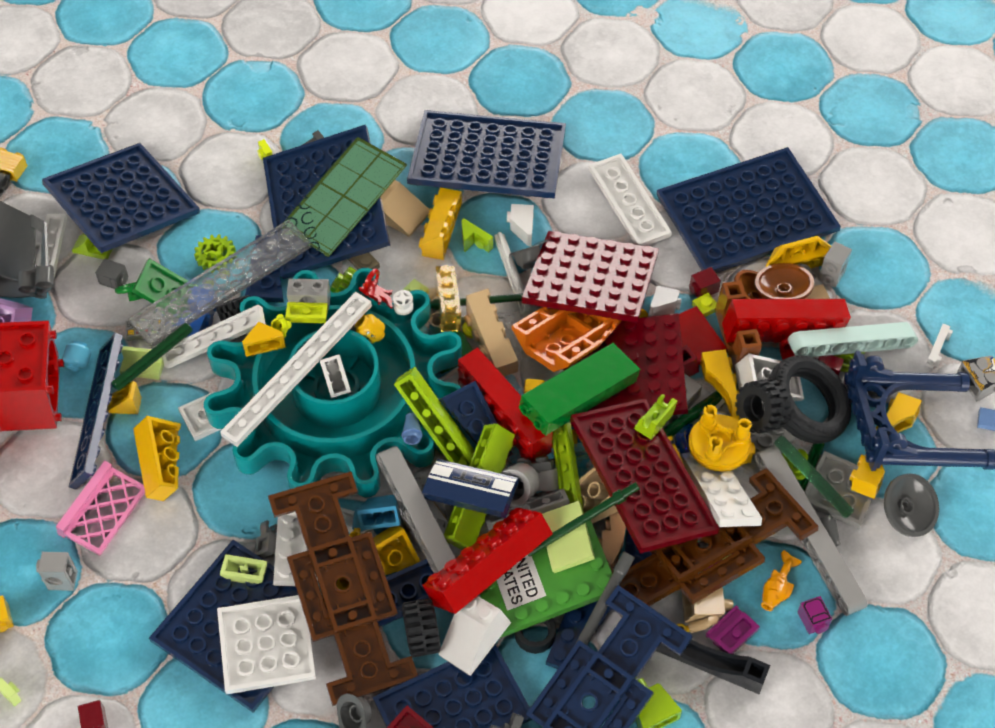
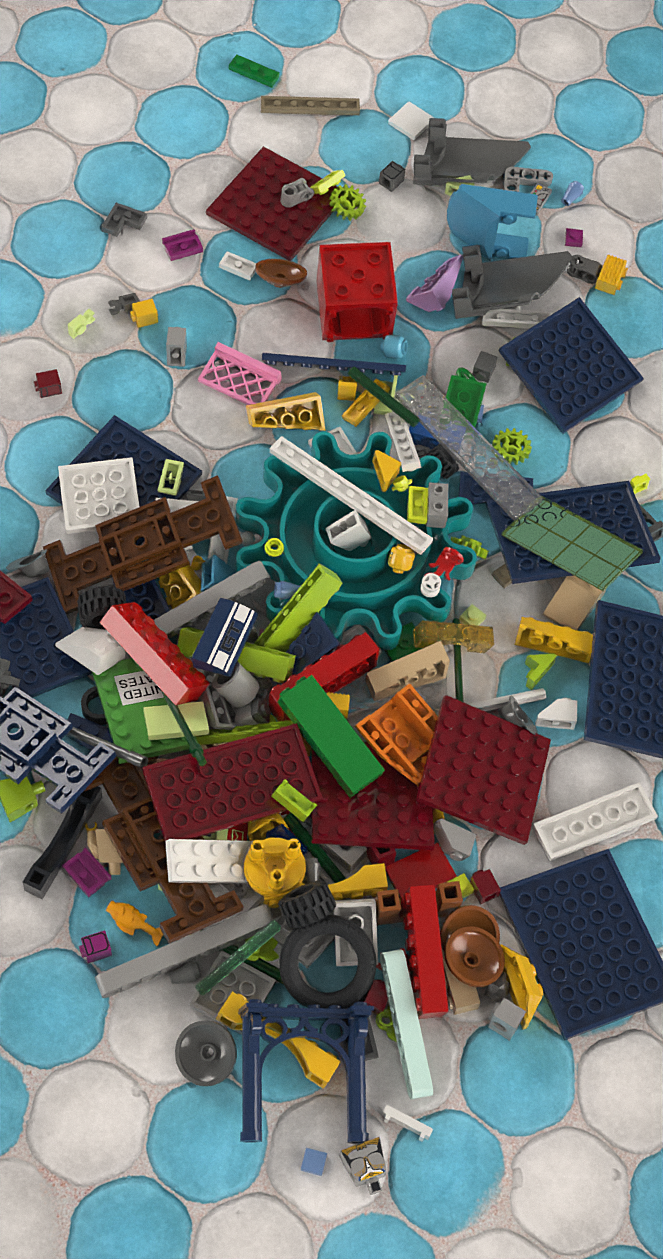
camera: 85 degrees right, 5 degrees up
(153, 385) = (363, 405): none -> yellow tile
(354, 441) = (274, 542): none -> neon yellow plate

